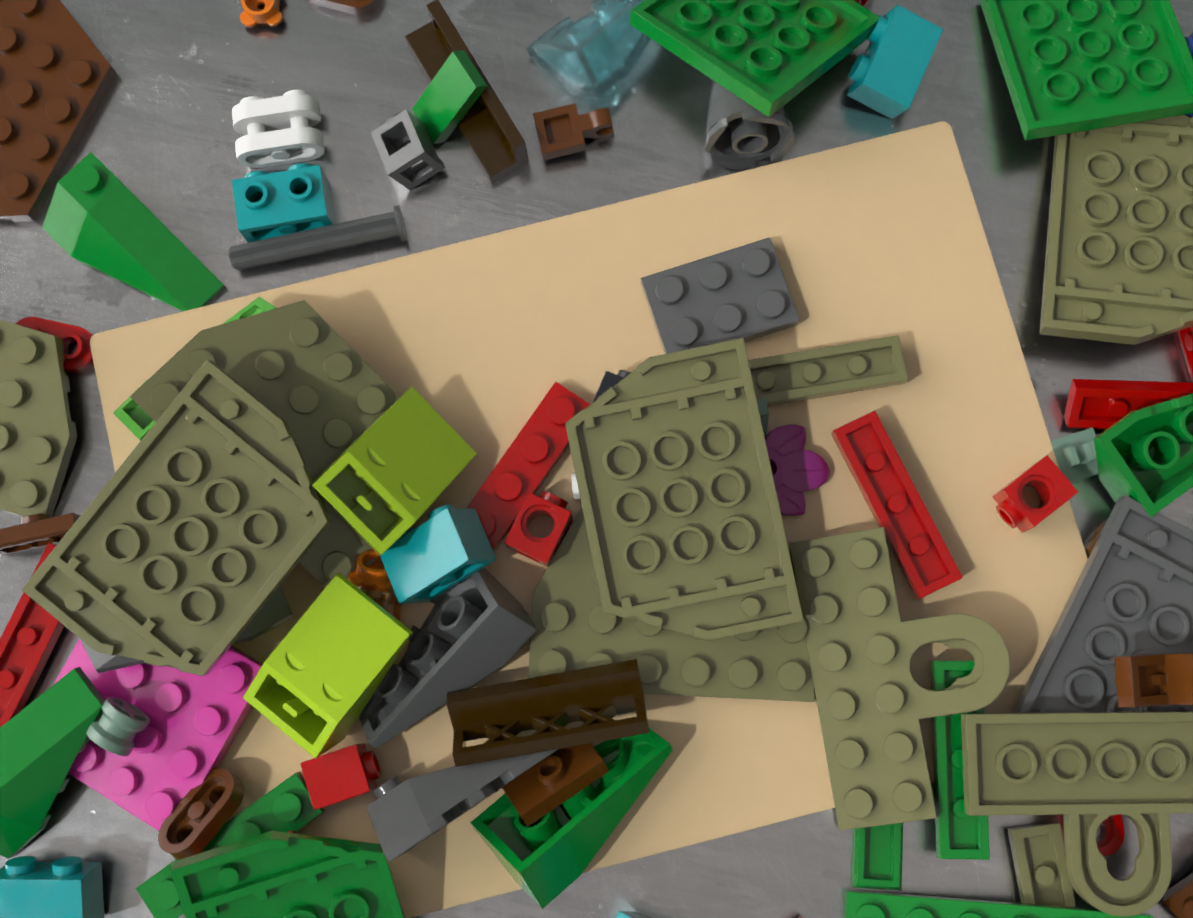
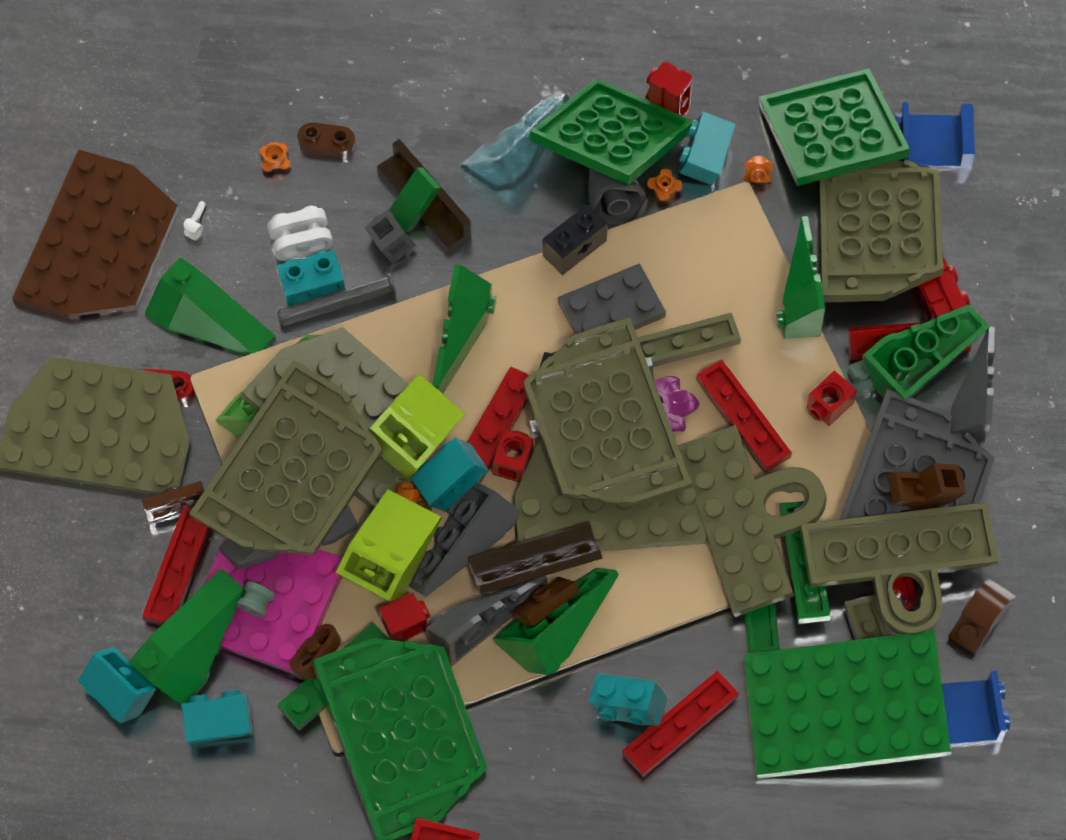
camera: 15 degrees left, 15 degrees down
(127, 99) = (192, 227): none -> white hand
(502, 286) = (468, 310): none -> green wedge
(563, 130) = (494, 213): reddish brown plate -> none
(677, 188) = (575, 239): none -> black brick
(820, 124) = (664, 192): none -> orange plate
(966, 104) = (758, 170): none -> orange plate
(1014, 326) = (803, 295): none -> green wedge

